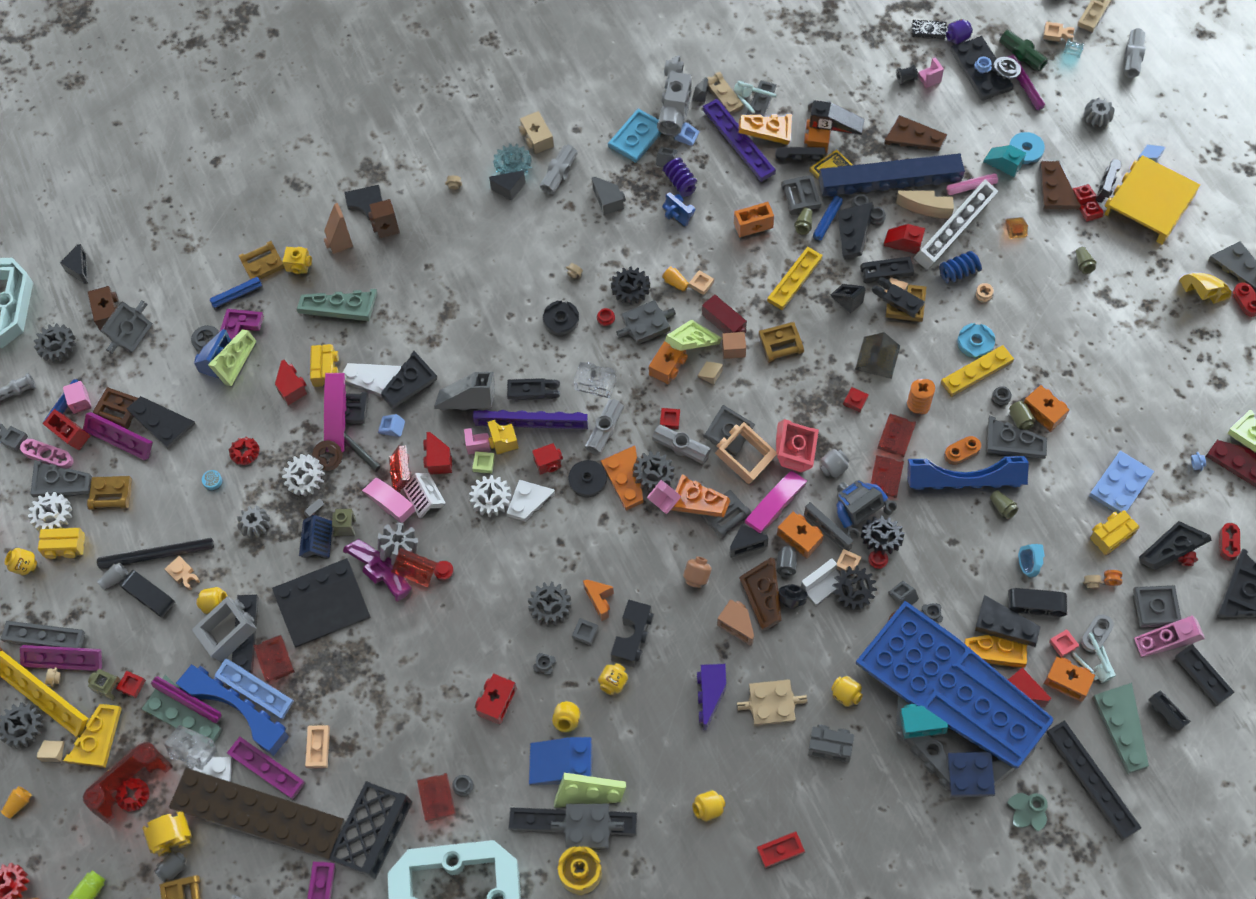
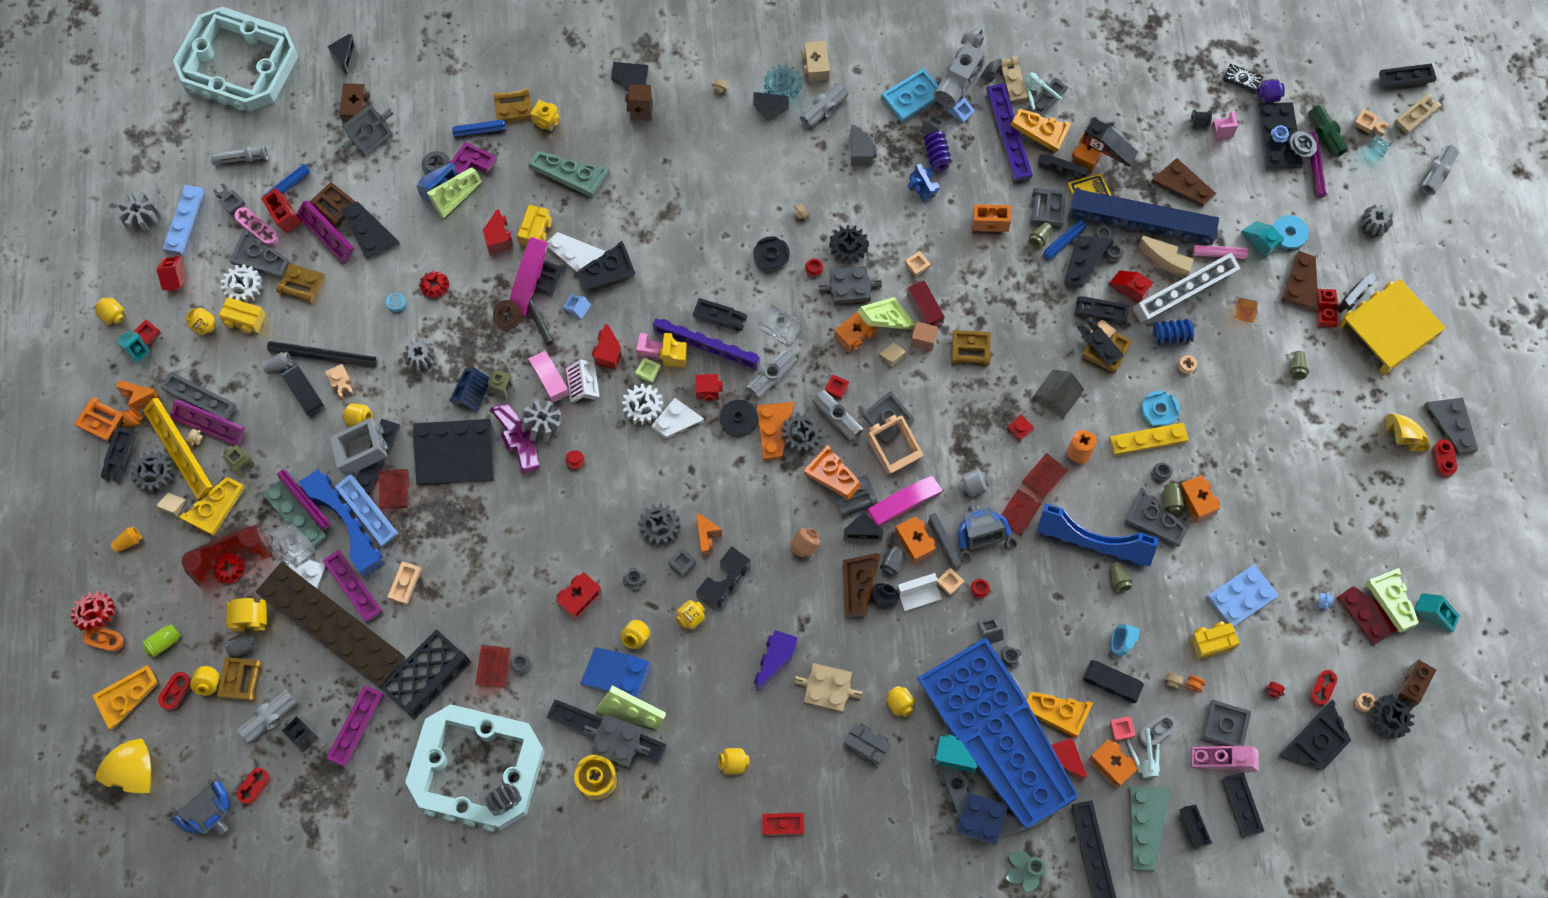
camera: 15 degrees right, 5 degrees up
(54, 342) = (296, 122): dark grey gear -> none
(77, 397) = (301, 182): bright pink panel -> none
(131, 684) = (260, 468): red plate -> none
(299, 469) = (474, 321): white gear -> none
(314, 508) = (477, 361): light grey tile -> none
(336, 231) = (591, 100): nougat slope -> none
(399, 468) = (568, 350): clear red plate -> none
(414, 567) = (547, 448): clear red plate -> none
(471, 392) = (657, 299): dark grey slope -> none
(664, 496) = (801, 460): bright pink panel -> none
(675, 279) = (894, 252): light orange cone -> none
(736, 621) = (824, 599): nougat slope -> none
(794, 278) = (1008, 289): yellow plate -> none
(796, 445) = (943, 454): coral slope -> none
(849, 296) = (1054, 324): black slope -> none
(862, 591) = (952, 614): black gear -> none
(882, 535) = (992, 567): black gear -> none
(963, 449) = (1103, 511): orange plate -> none
(1006, 624) = (1074, 691): black wing -> none
(1152, 152) = (1413, 279): light blue slope -> none
(1173, 544) = (1266, 672): black wing -> none

